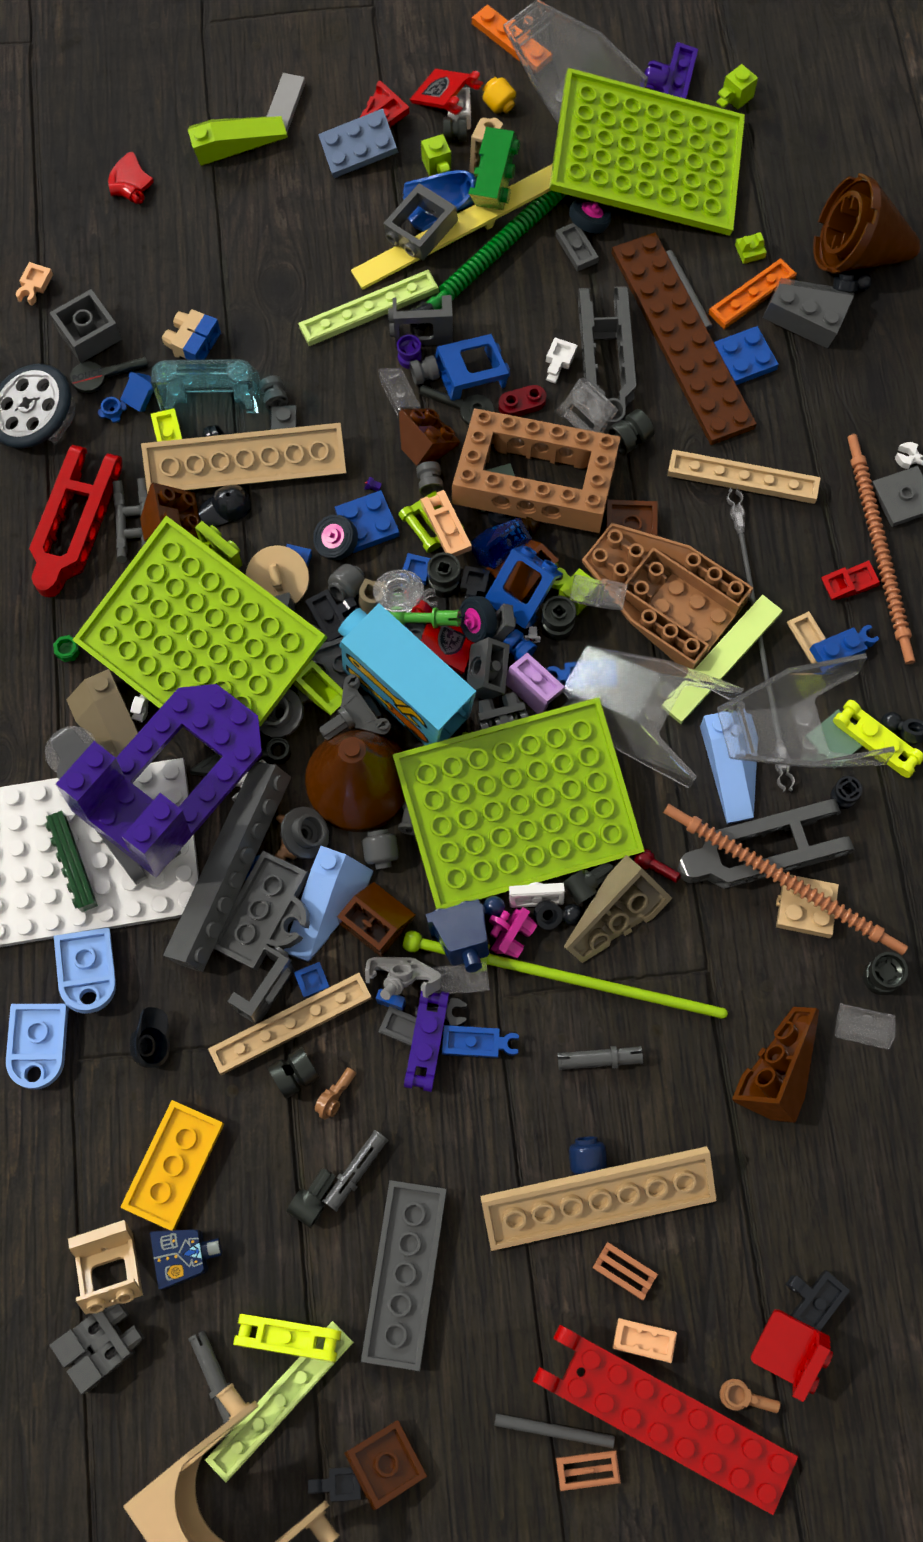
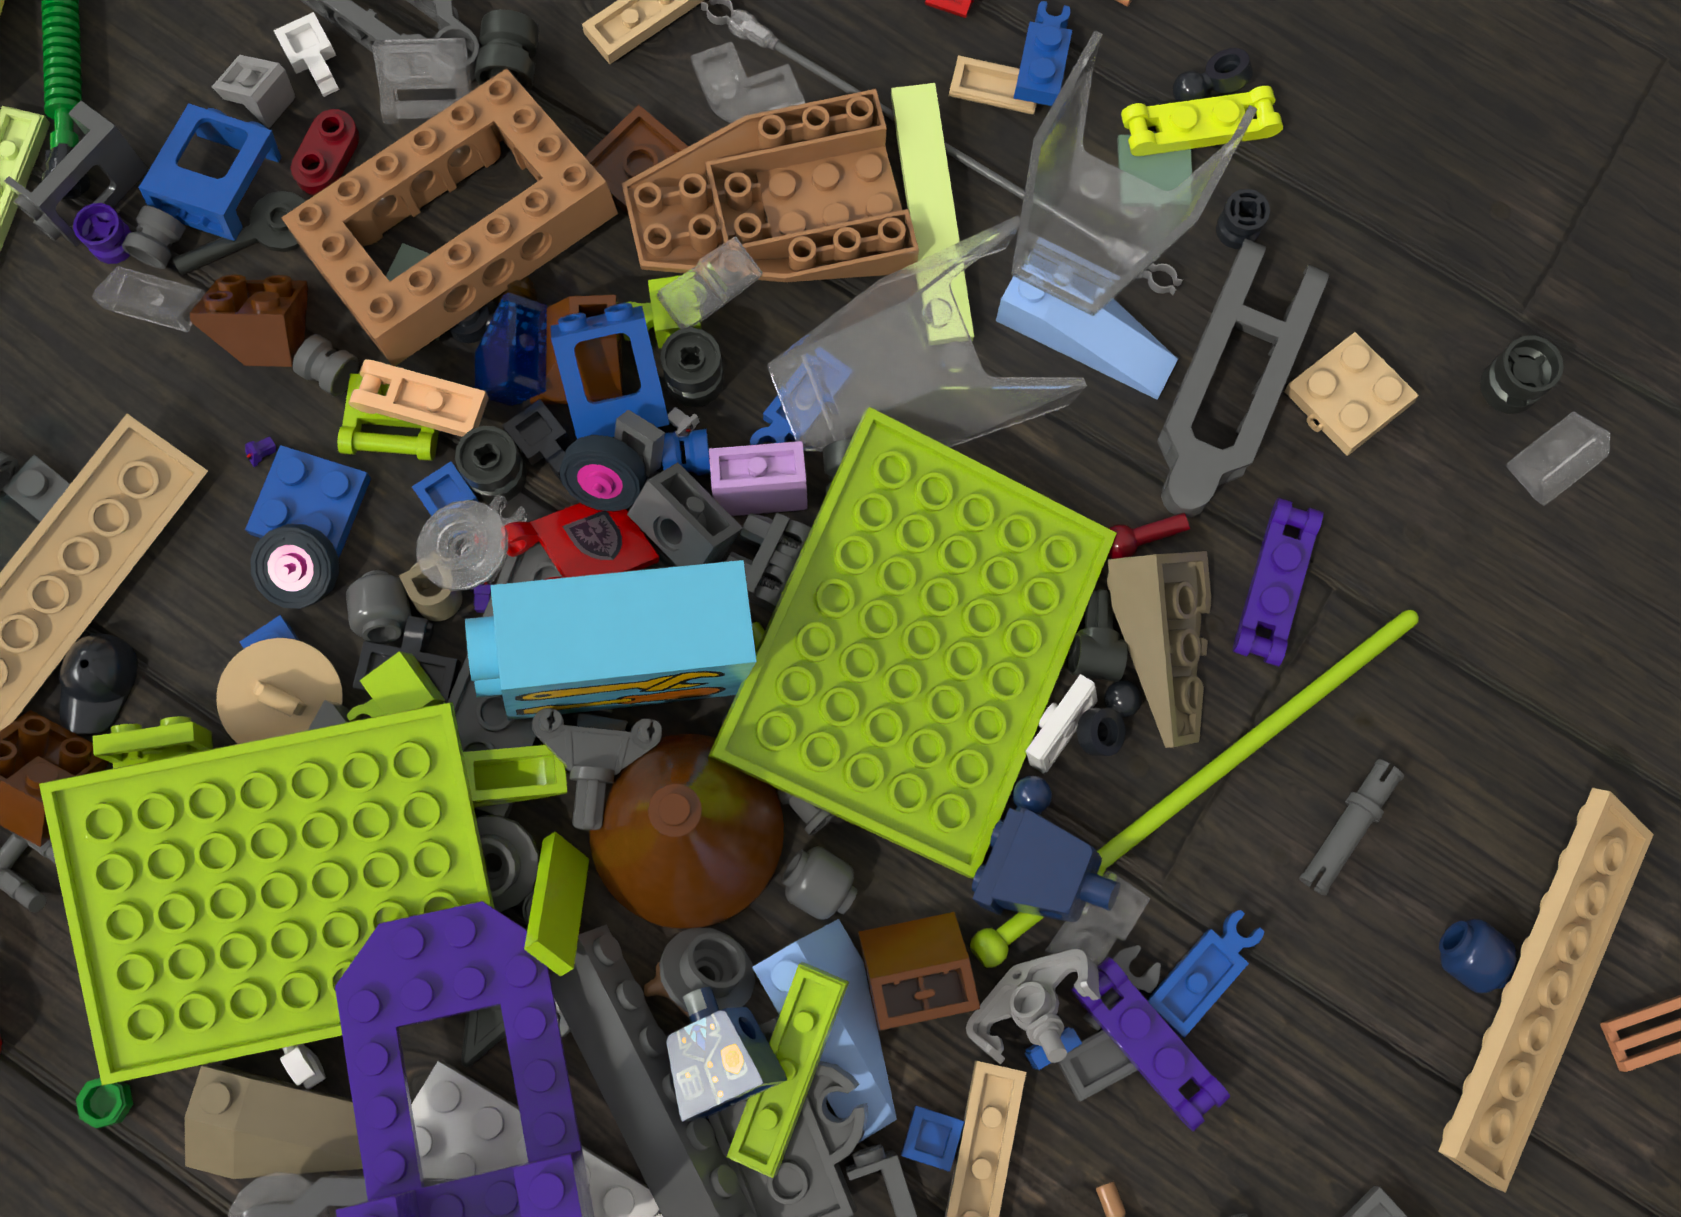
camera: 55 degrees left, 5 degrees up
(271, 859) = (719, 1058): none -> torso
(282, 747) = (557, 904): none -> lime tile
(290, 892) = (798, 1045): none -> lime tile
(319, 614) = (396, 687): none -> lime brick
(437, 617) = (553, 525): bright green pin -> none
(517, 922) = (1081, 802): dark pink hips -> none
(523, 353) = (258, 86): none -> light grey slope
(686, 940) = (1277, 582): none -> dark purple plate
(701, 537) = (735, 95): none -> clear plate
(781, 1074) = (1547, 614): reddish brown wedge -> none
(875, 933) = (1150, 436): nougat hose -> none

